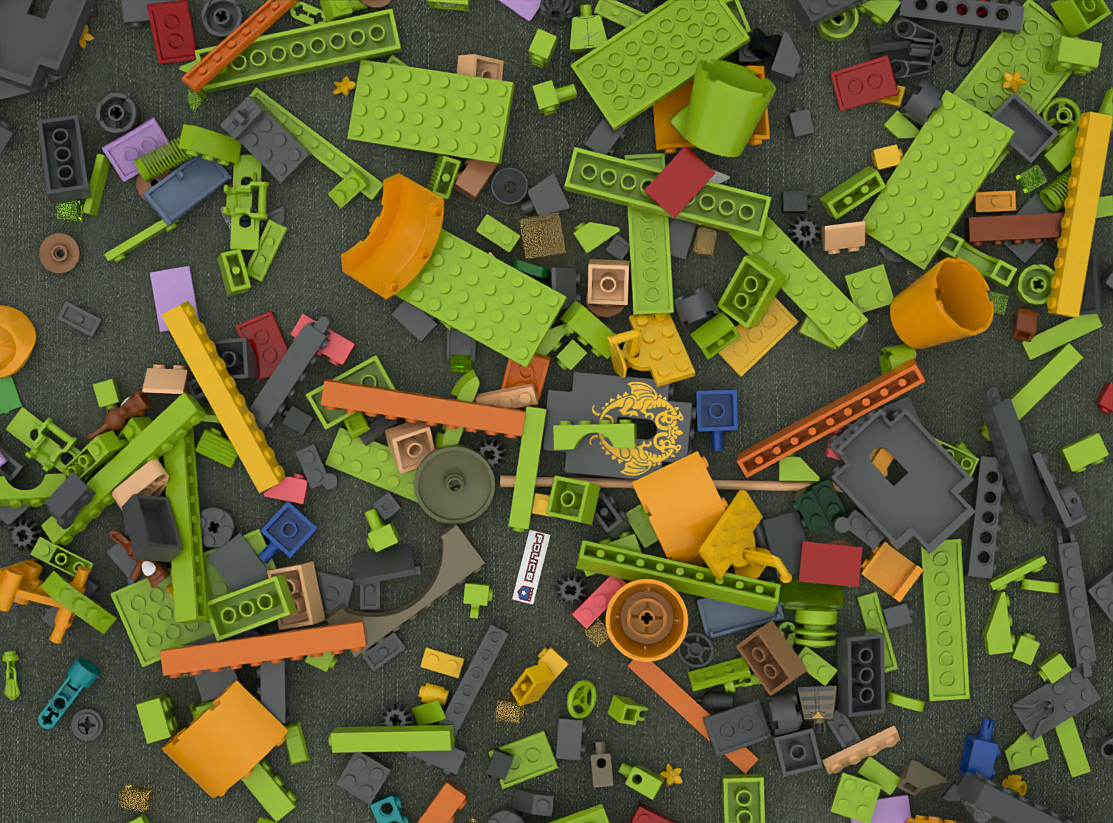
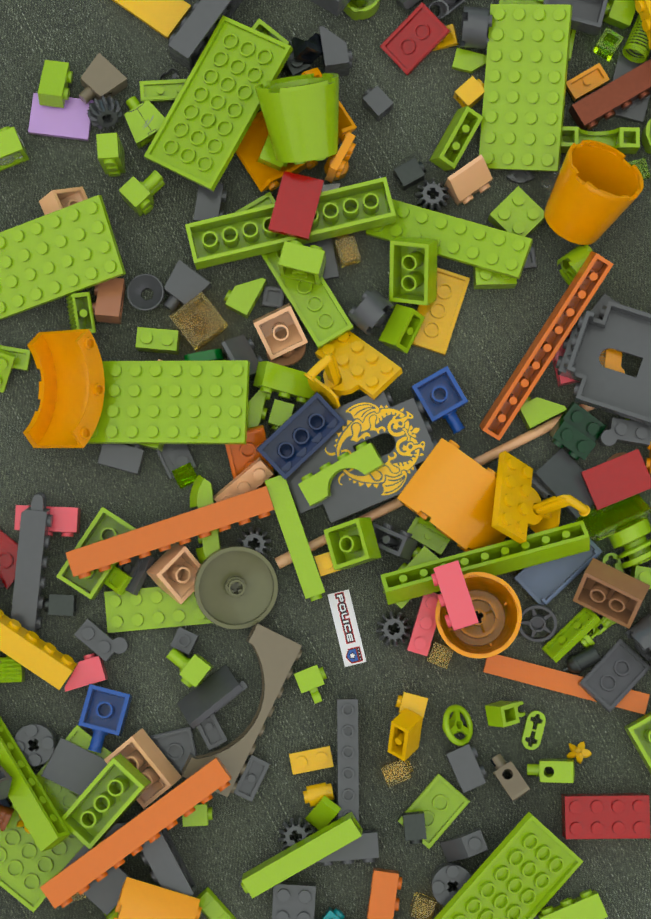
camera: 30 degrees left, 5 degrees down
(577, 384) = (300, 435): none -> dark blue slope
(634, 594) = (454, 596): none -> coral brick
(647, 739) = (538, 731): none -> lime beam
(659, 234) = (302, 262): none -> lime brick
(735, 165) = (338, 164): none -> light orange plate

